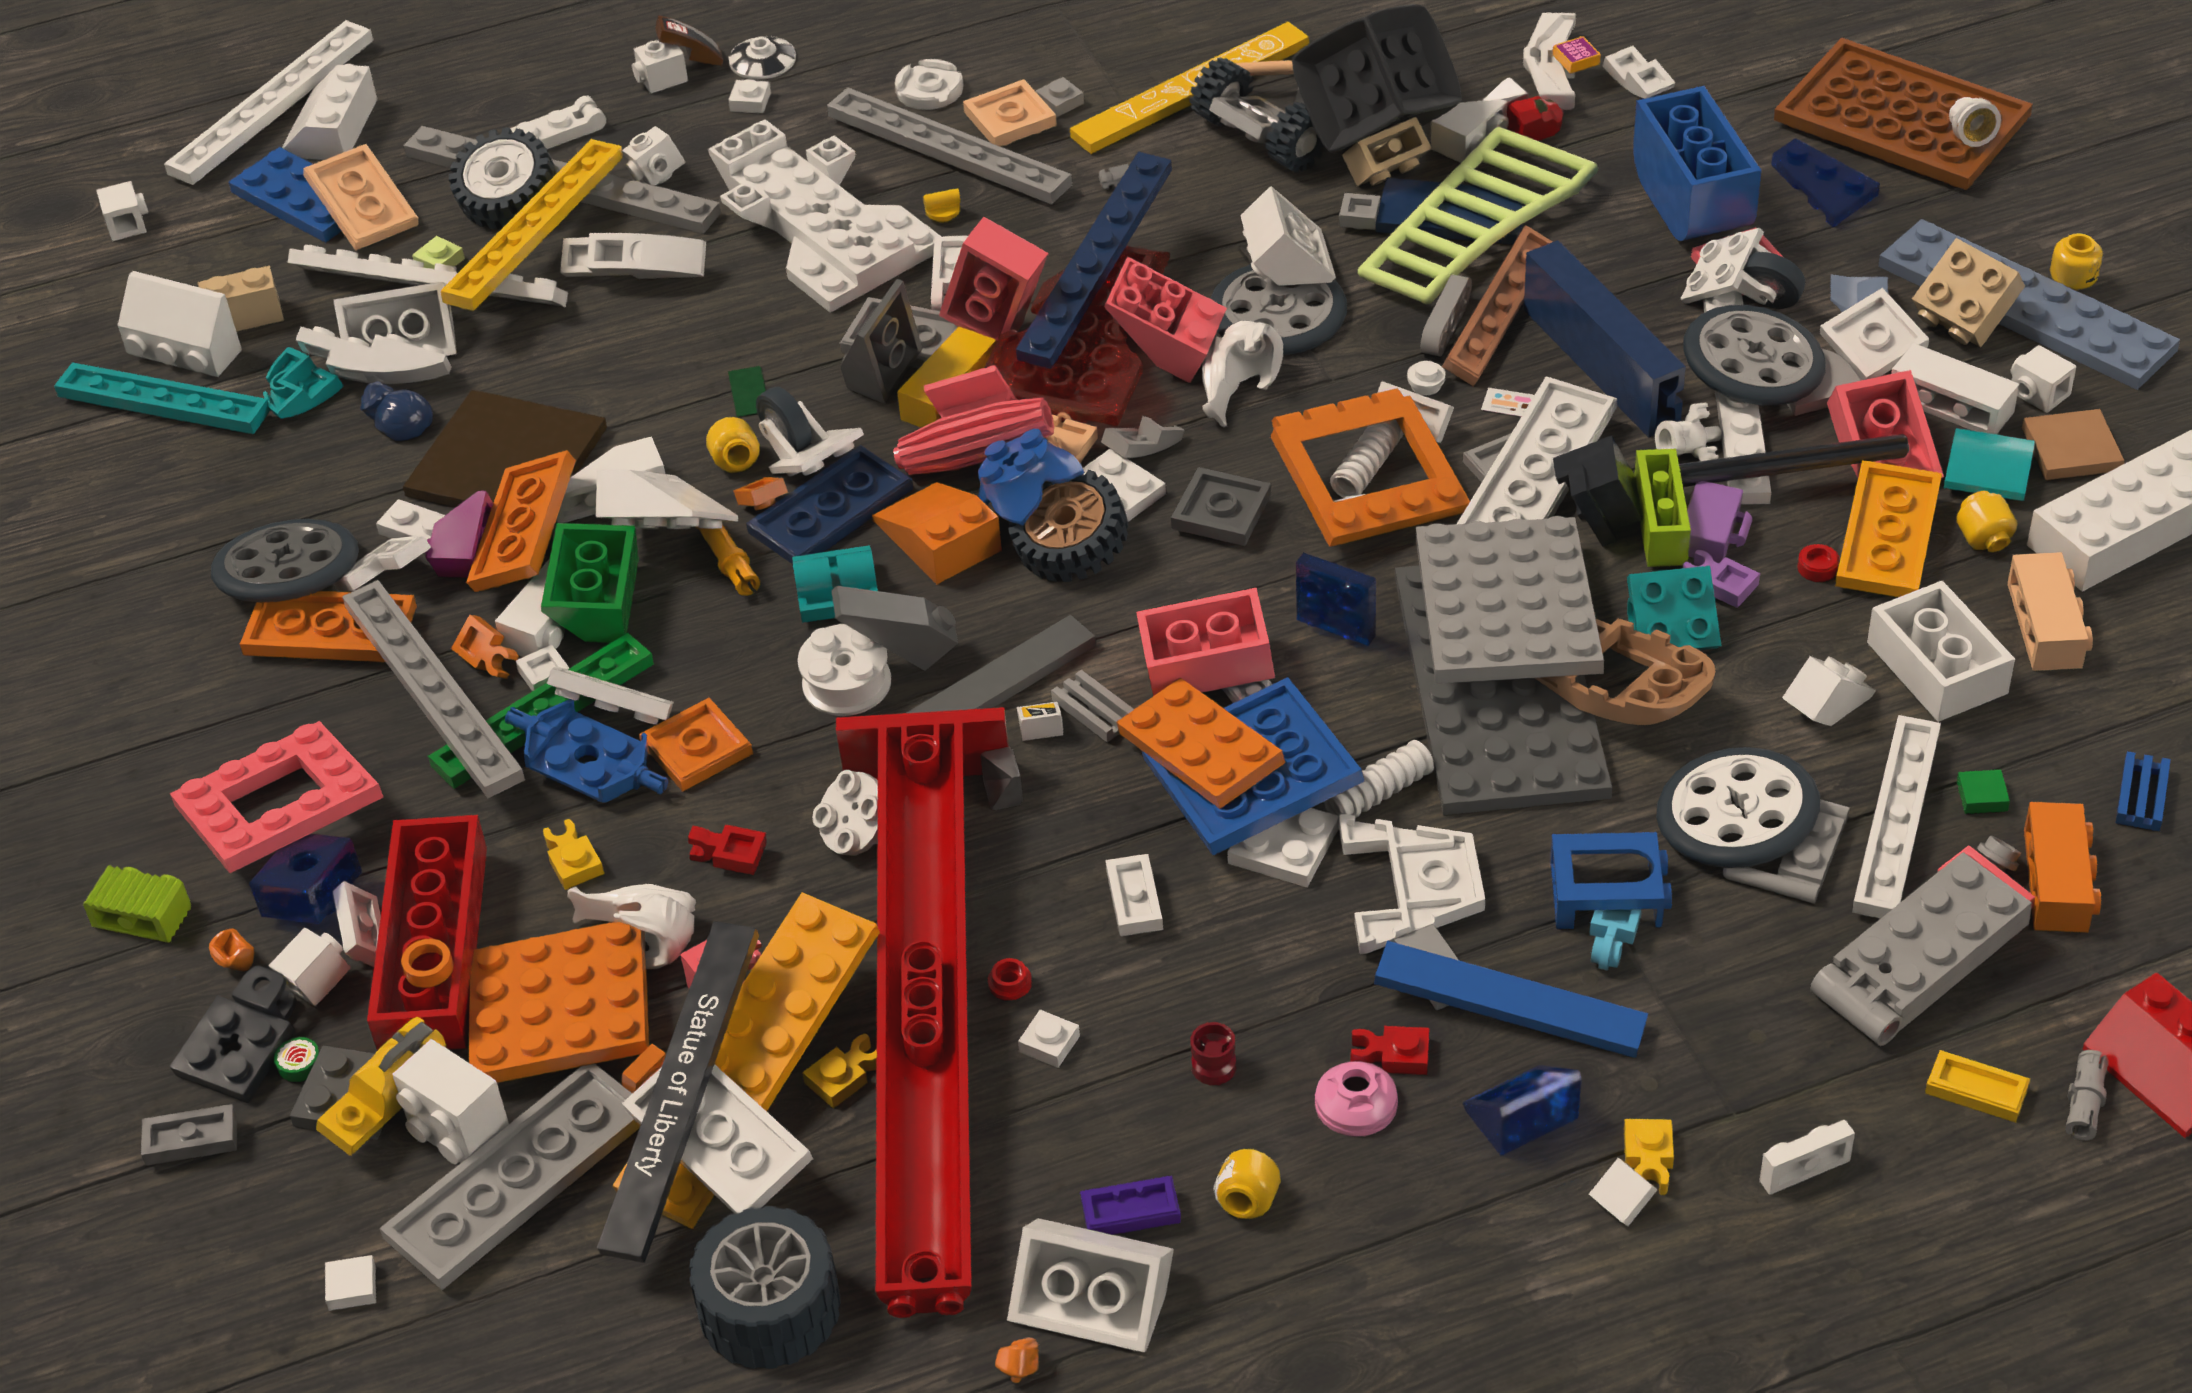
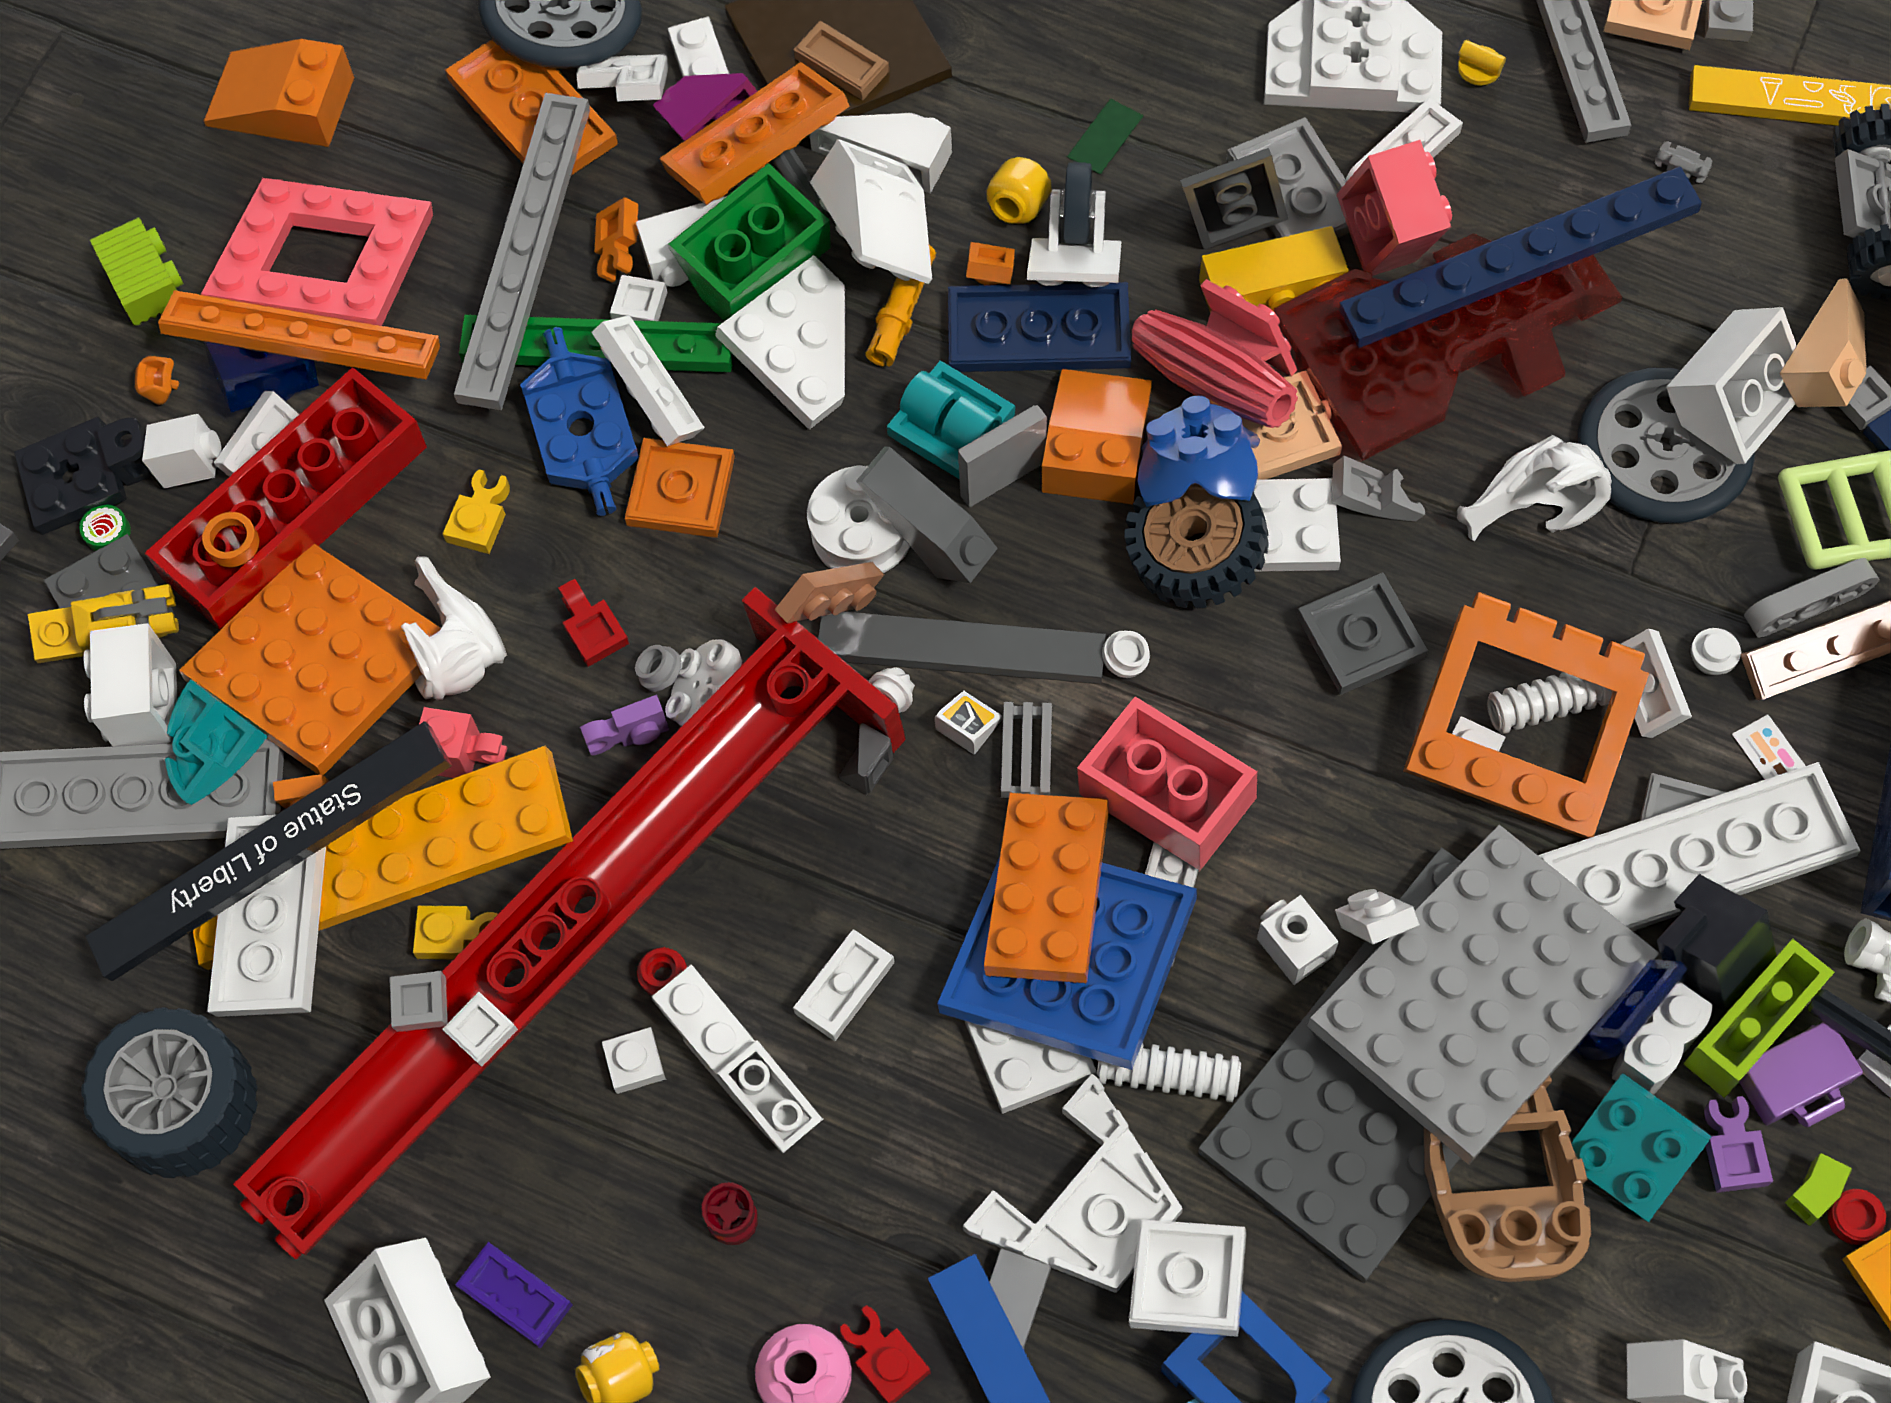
camera: 45 degrees right, 20 degrees up
(121, 738) = (283, 91): none -> orange slope
(326, 833) = (299, 334): none -> orange tile
(514, 453) = (841, 60): none -> medium nougat tile
(543, 1093) = (208, 743): none -> teal brick
(680, 614) = (795, 340): none -> white plate
(805, 835) = (658, 667): none -> light grey plate
(828, 871) = (631, 724): none -> medium lavender plate
(884, 694) = (830, 592): none -> nougat plate
(886, 1083) = (418, 1001): none -> light grey plate
(900, 557) = (1002, 455): none -> light grey tile
(943, 1069) = (480, 1029): none -> white tile
(1019, 1359) = (284, 1352): orange piece -> none
(1095, 613) = (1126, 653): none -> white plate
(1127, 983) = (736, 1059): none -> white slope
(1164, 318) = (1517, 376): coral slope -> none
(1319, 199) = (1831, 353): none -> light nougat slope
(1336, 599) = (1329, 833): clear blue plate -> none
(1370, 666) = (1296, 938): none -> white brick
(1408, 610) = (1376, 916): none -> white plate
(1520, 851) = (1188, 1277): none -> white tile
(1597, 544) = (1631, 1010): none -> clear blue slope
(1623, 553) = (1664, 1039): none -> white brick
(1785, 563) = (1820, 1188): none -> lime piece

